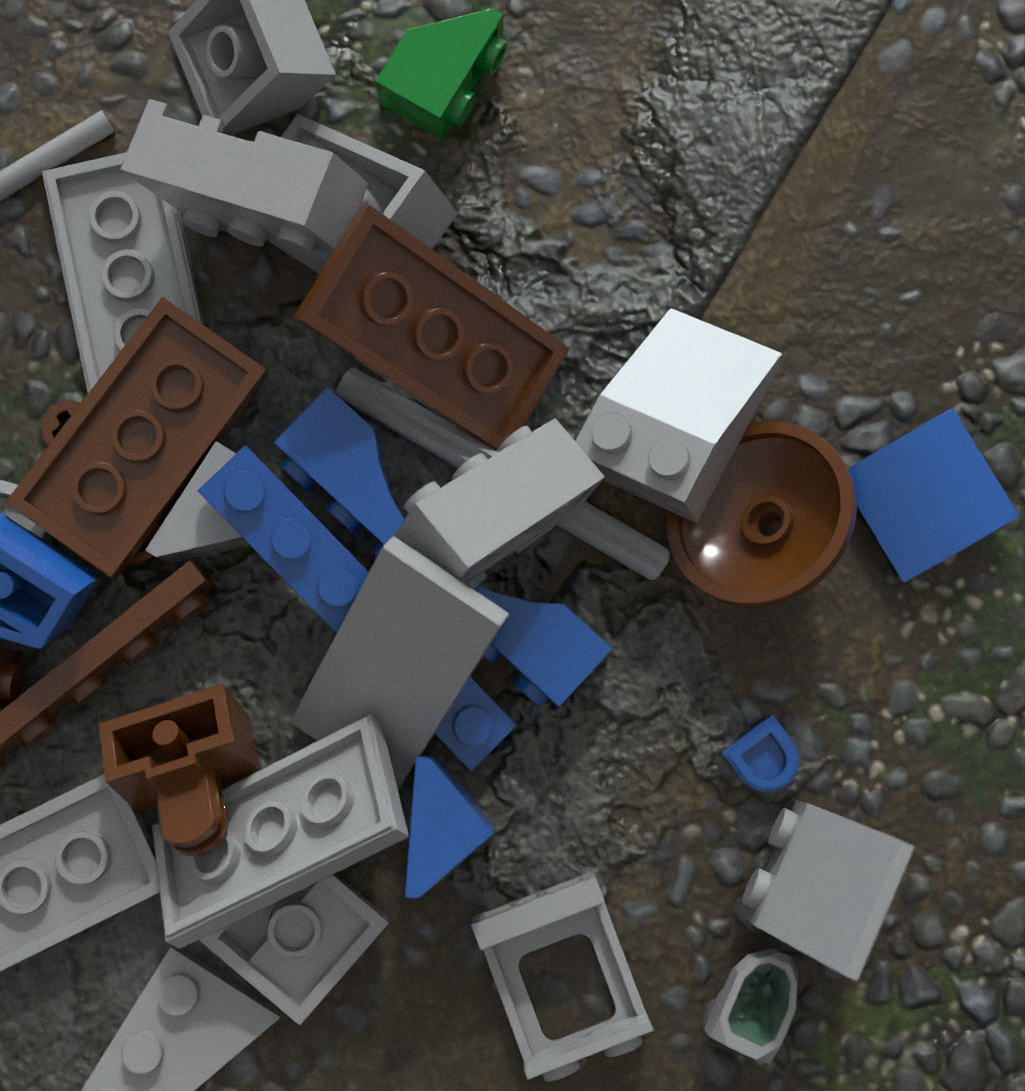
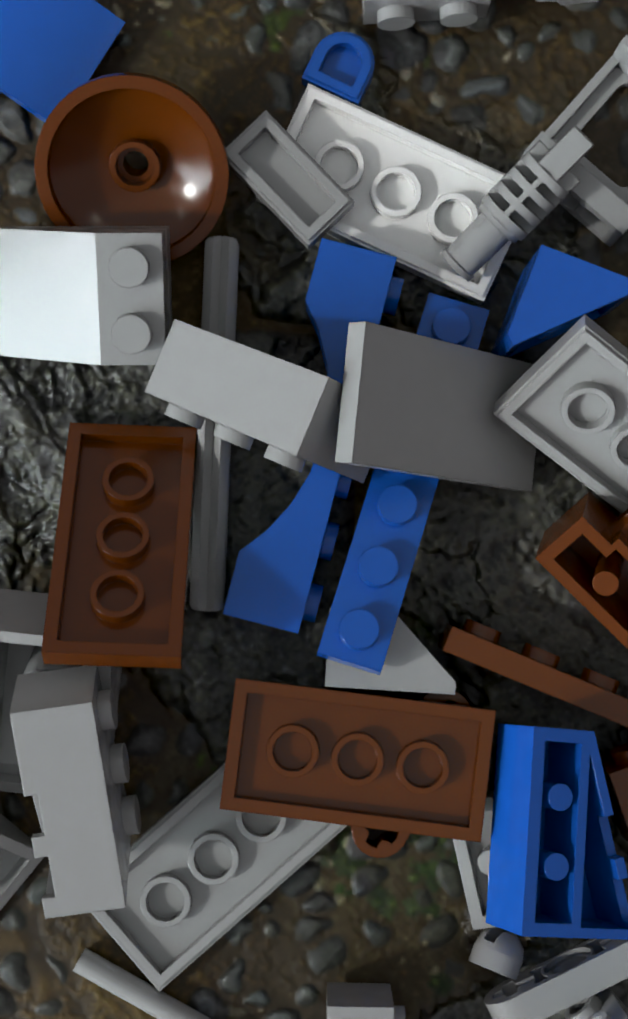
camera: 115 degrees left, 5 degrees up
(549, 843) = (519, 202): none -> light grey hinge
(623, 745) = (405, 188): none -> white tile
(683, 649) = (287, 180): none -> light grey tile

